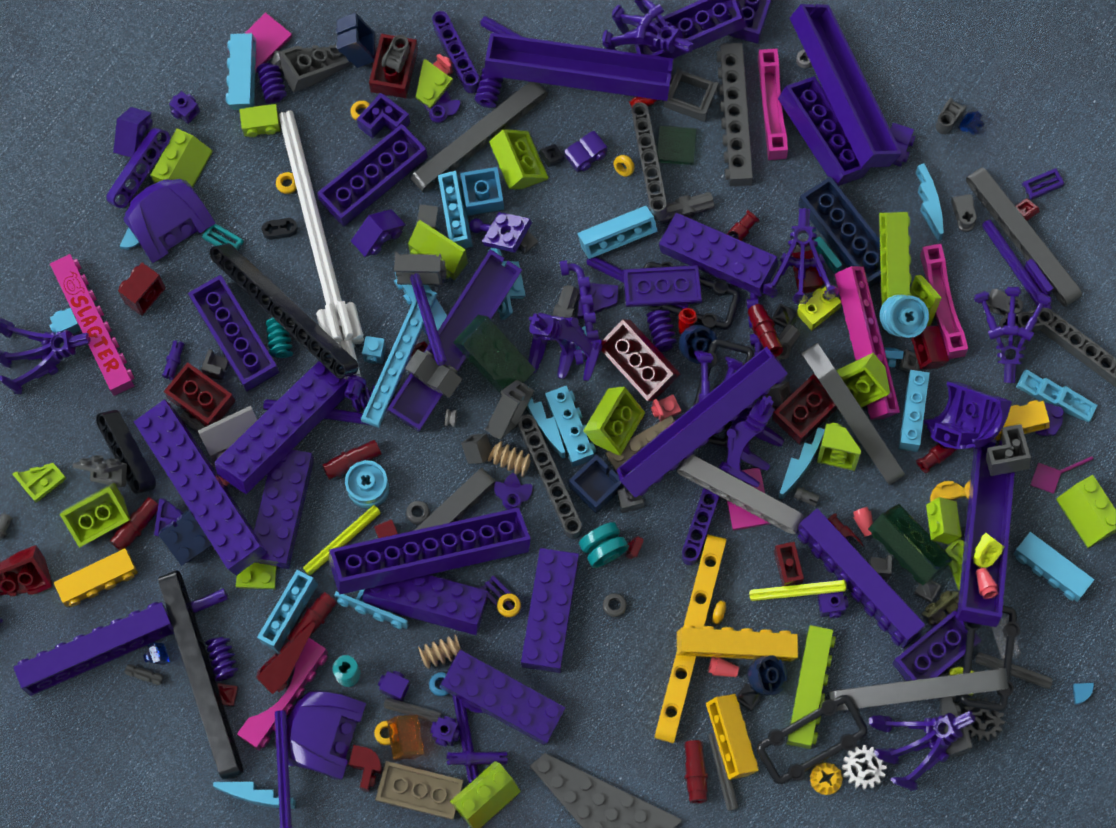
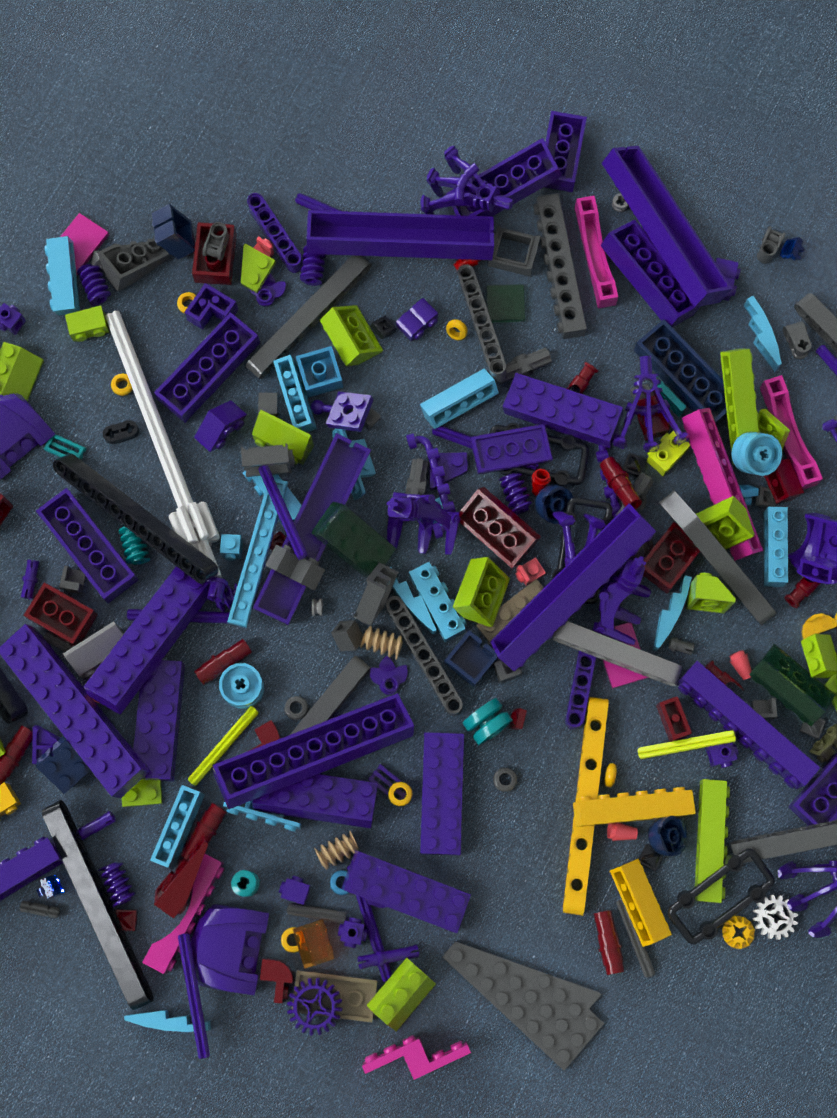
camera: 10 degrees left, 5 degrees up
(402, 787) = (299, 999): none -> dark purple gear

